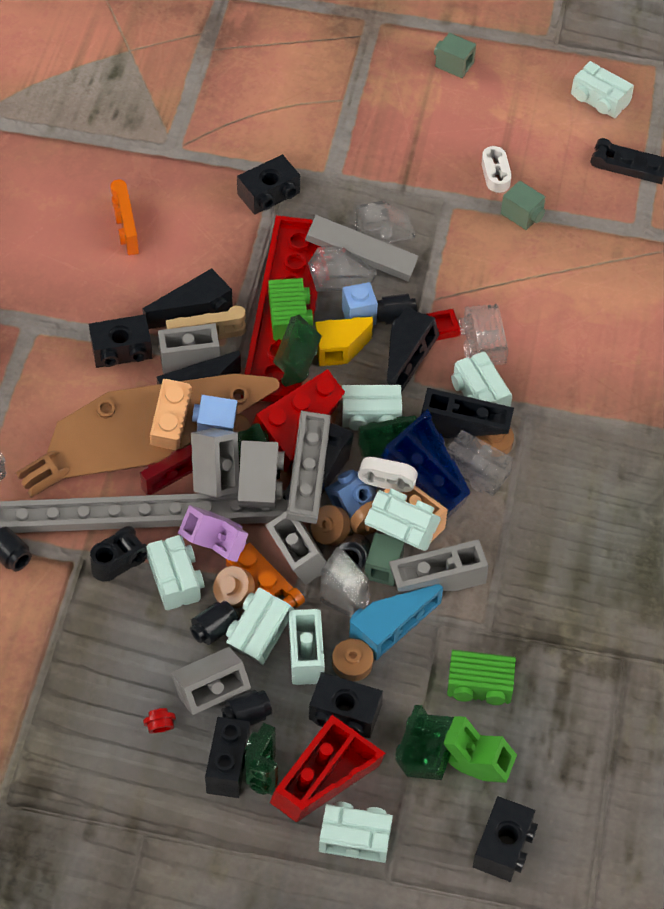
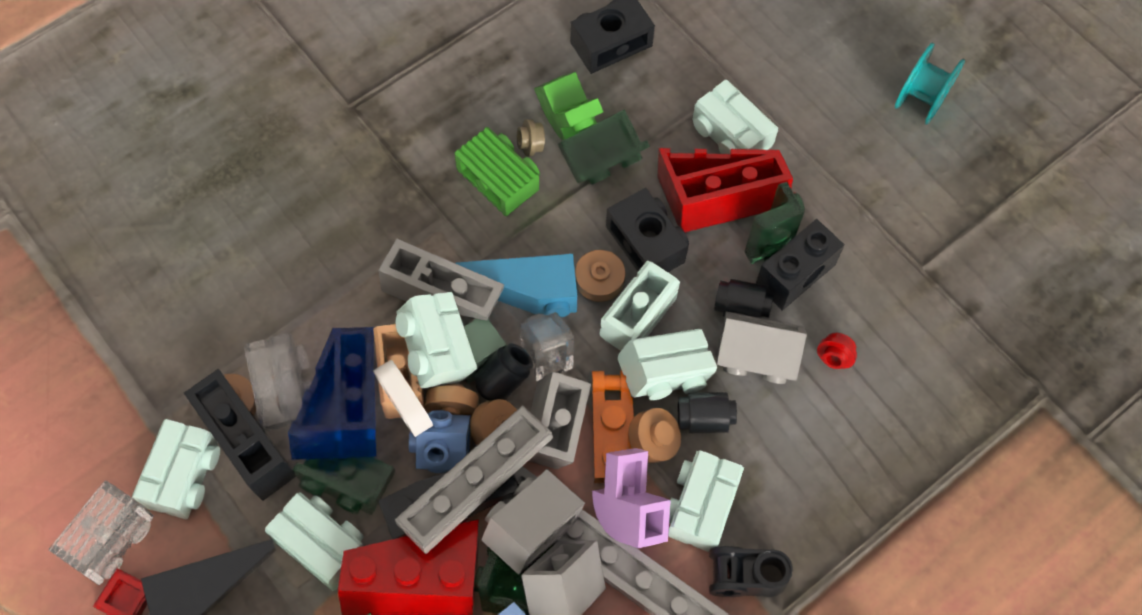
camera: 140 degrees left, 10 degrees up
(483, 717) = (530, 137): none -> dark tan plate

